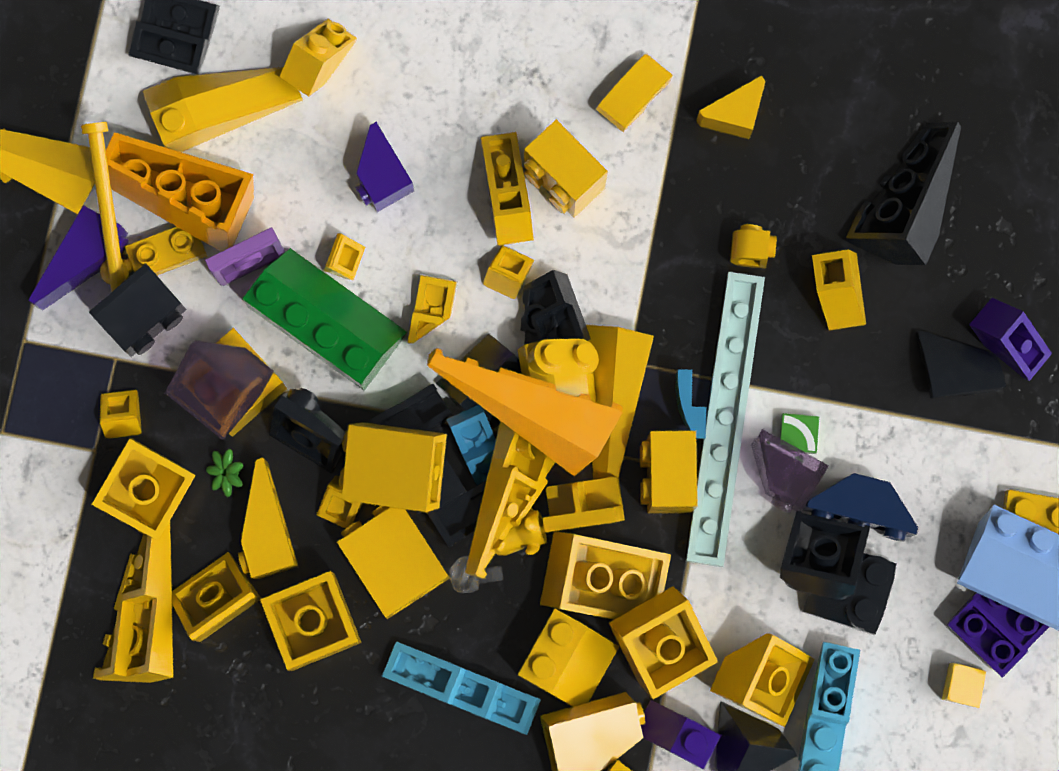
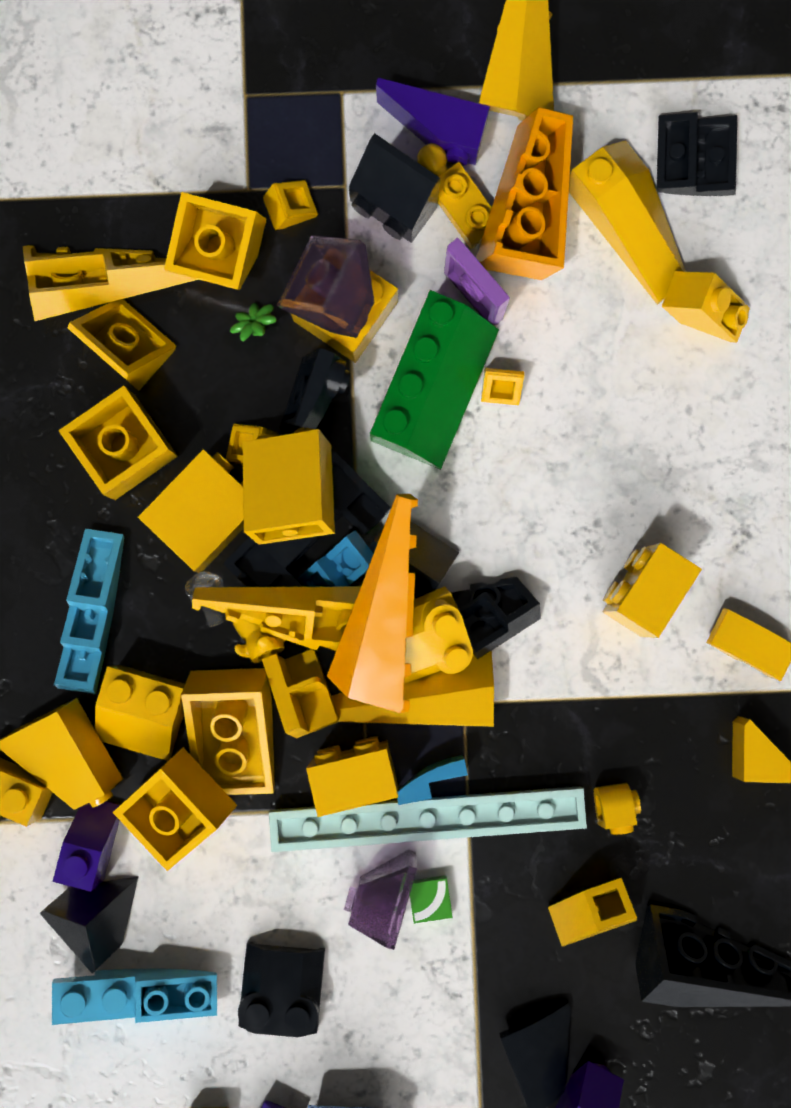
camera: 80 degrees right, 5 degrees up
(105, 201) = (499, 122): yellow bar -> none
(265, 533) = (201, 376): yellow slope -> none
(381, 172) = (600, 400): dark purple slope -> none
(432, 305) = (473, 487): yellow slope -> none
(507, 188) = (615, 535): yellow slope -> none
(508, 272) = (528, 557): yellow slope -> none
(764, 677) = (163, 918): yellow slope -> none
(824, 556) = (302, 960): black slope -> none
(865, 502) = (370, 989): dark blue slope -> none

